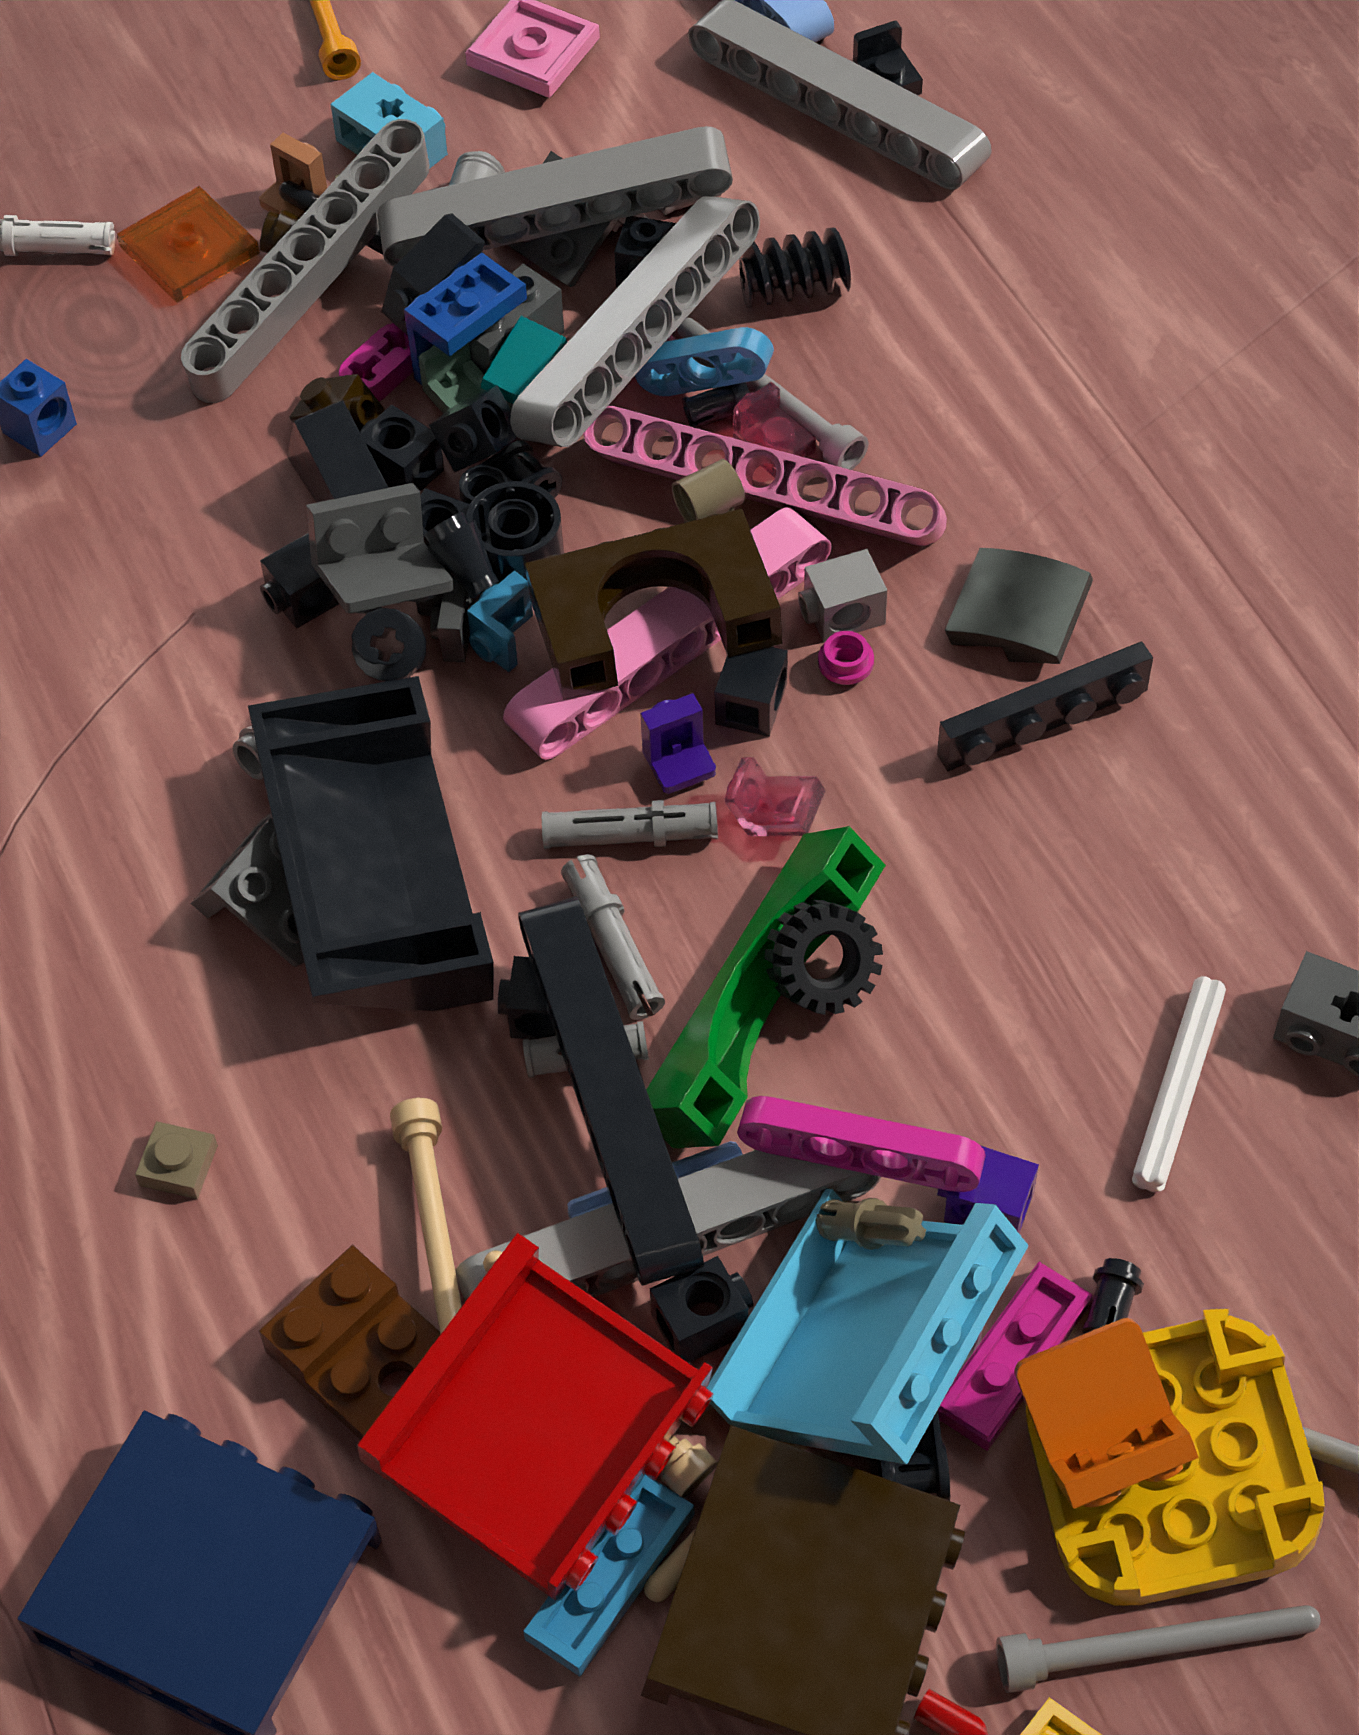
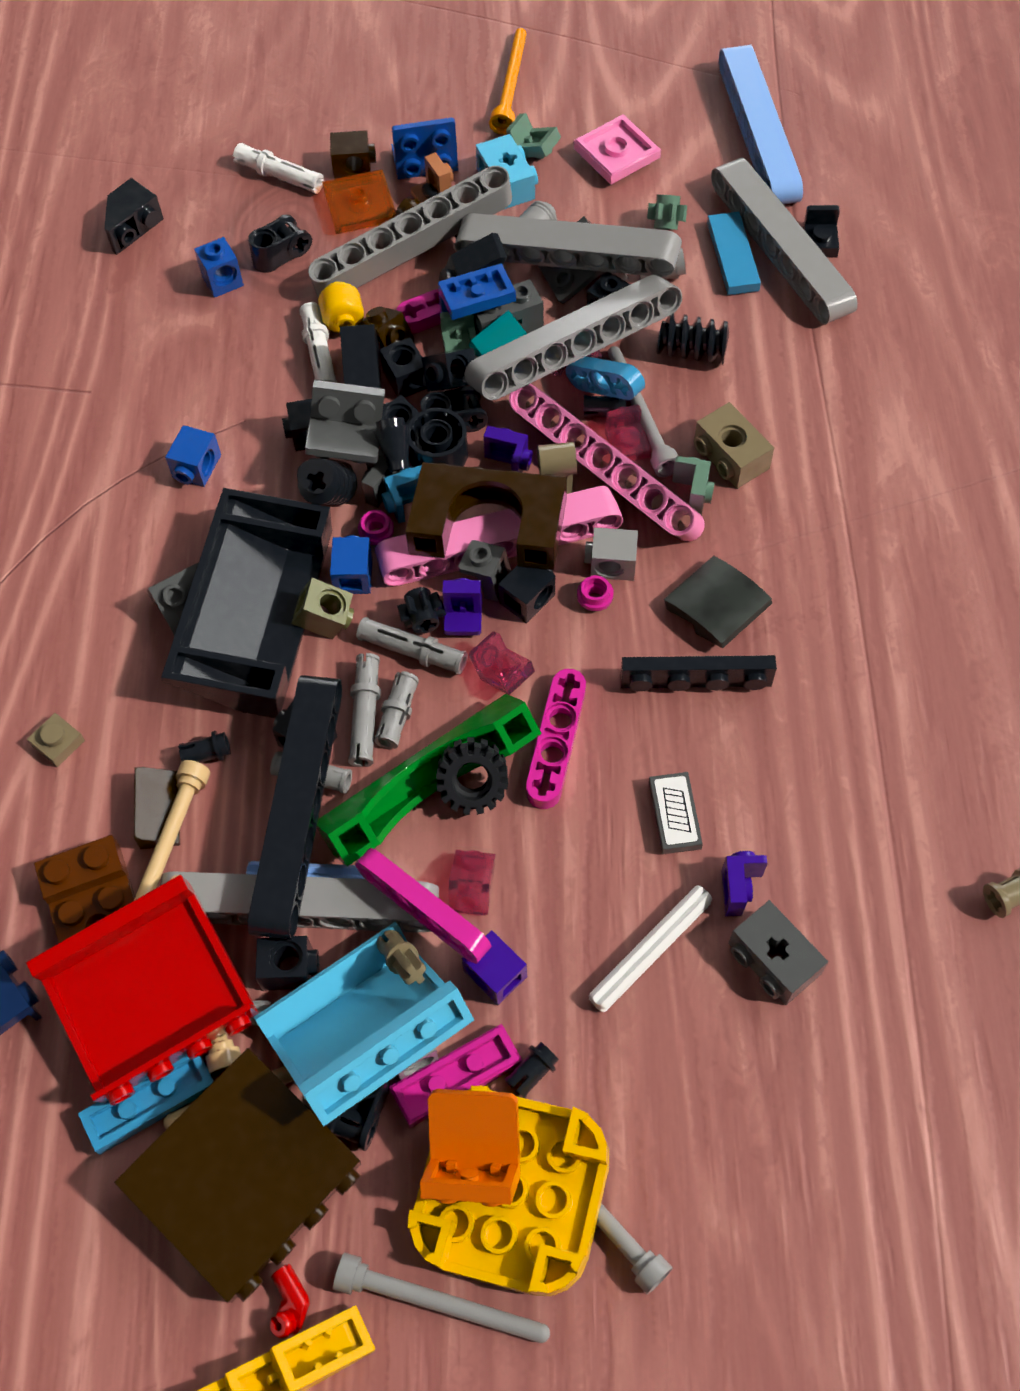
camera: 25 degrees right, 5 degrees up
(103, 345) = (275, 243): none -> black piece
(140, 178) = (351, 153): none -> dark brown brick
(153, 687) = (193, 456): none -> blue brick
(218, 434) = (316, 337): none -> white pin
(243, 131) = (421, 139): none -> blue bracket
(256, 400) = (340, 306): none -> yellow head
(383, 1186) = (153, 799): none -> slope
(413, 70) = (534, 141): none -> sand green bracket
(413, 1079) = (206, 748): none -> black pin
(477, 822) = (310, 615): none -> olive brick
(481, 749) = (351, 564): none -> blue brick
(483, 675) = (372, 520): none -> dark pink plate
(614, 508) = (508, 447): none -> dark purple bracket
(620, 771) = (421, 610): none -> black gear
(657, 919) = (396, 710): none -> light grey pin
(658, 108) = (667, 212): none -> sand green gear
(678, 671) = (488, 564): none -> dark grey bracket
(778, 135) = (733, 253): none -> dark azure tile
(893, 1090) = (471, 882): none -> clear pink bracket
(900, 449) = (695, 473): none -> sand green bracket
(902, 867) = (557, 738): none -> dark pink beam
(926, 392) = (733, 445): none -> dark tan brick
(1114, 900) = (675, 813): none -> tile
(1246, 951) = (737, 879): none -> dark purple bracket

